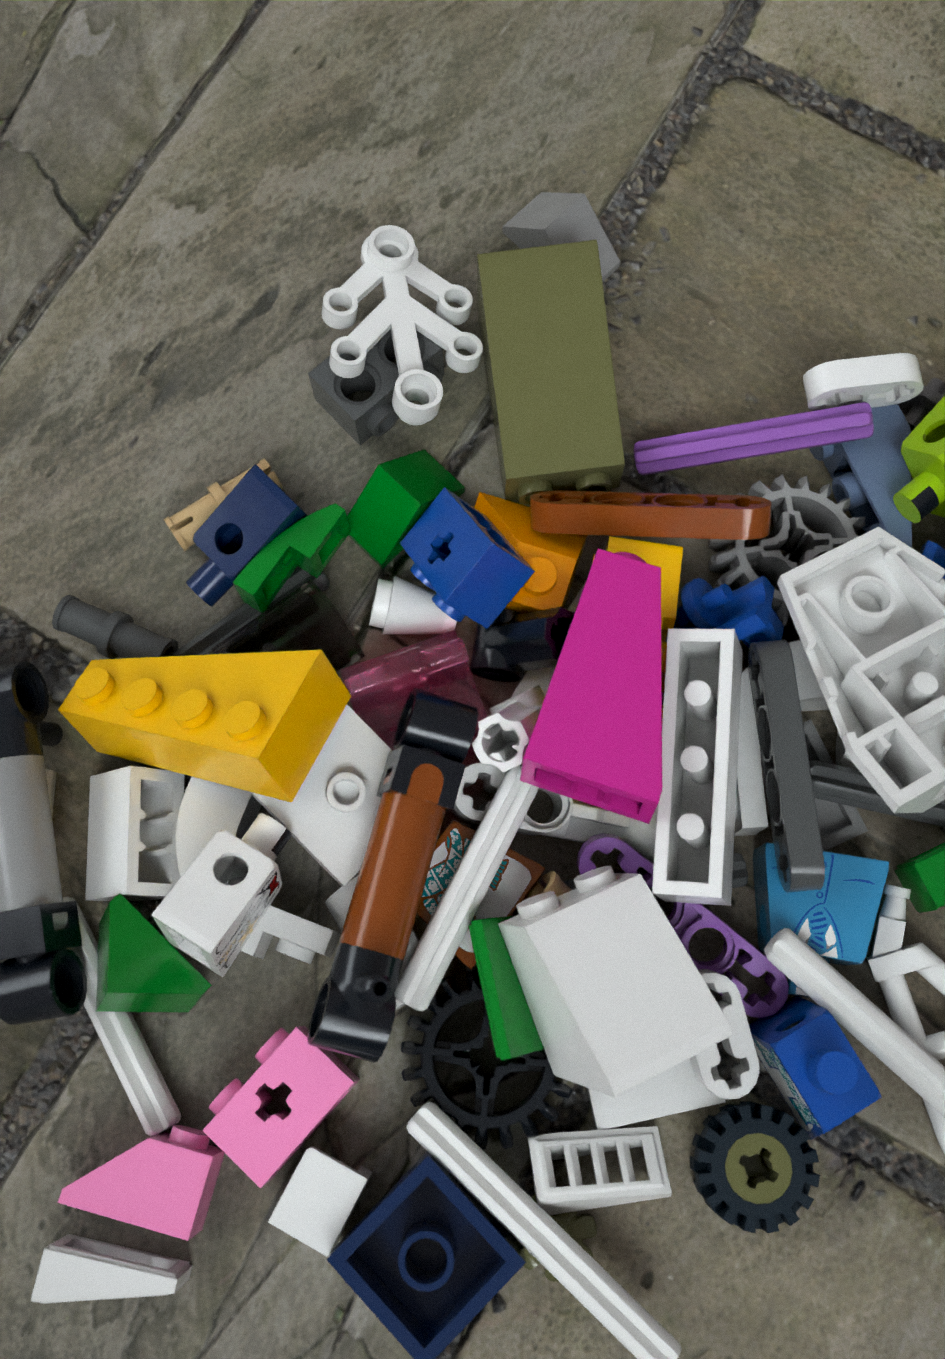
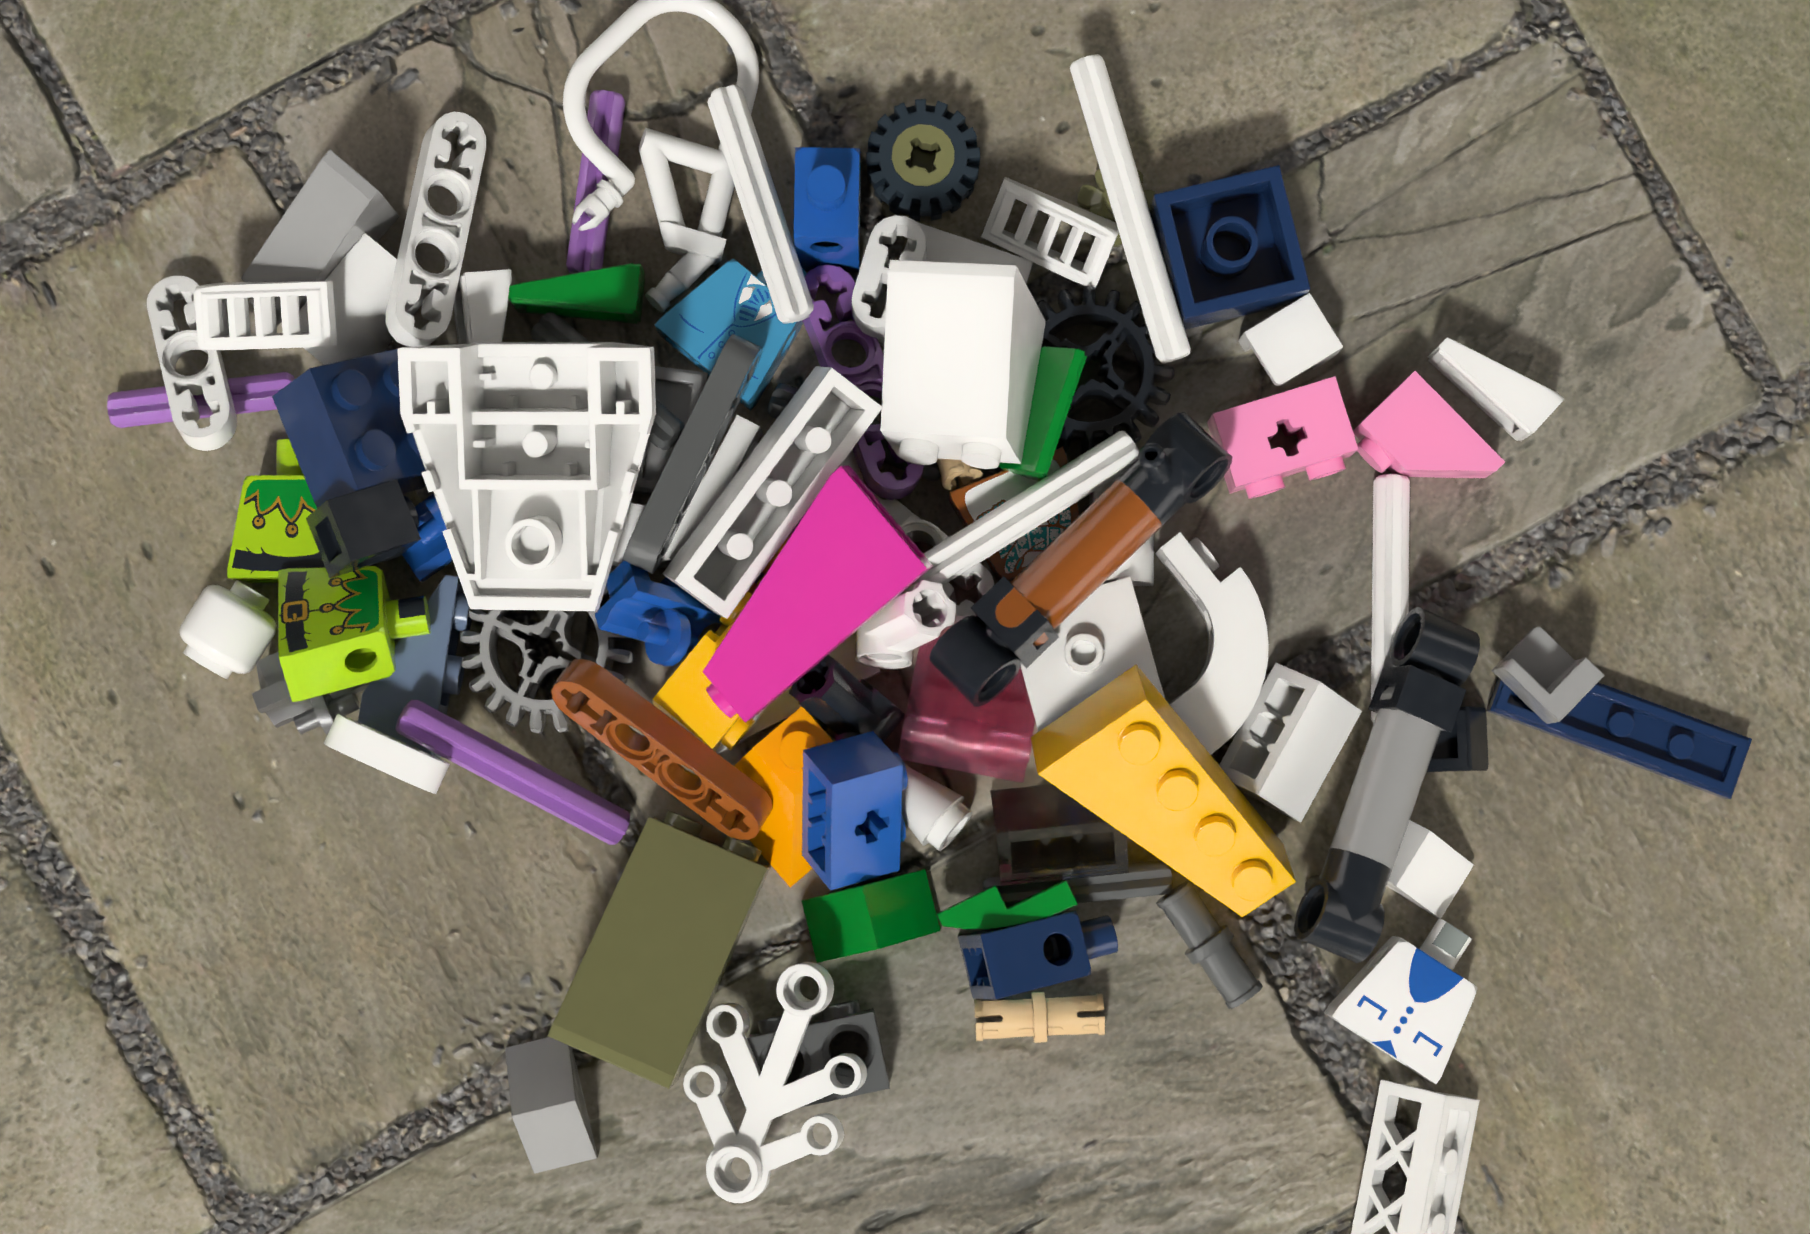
camera: 150 degrees left, 10 degrees up
(140, 967) = (1342, 620): green slope -> none
(216, 918) = (1259, 610): white torso -> none

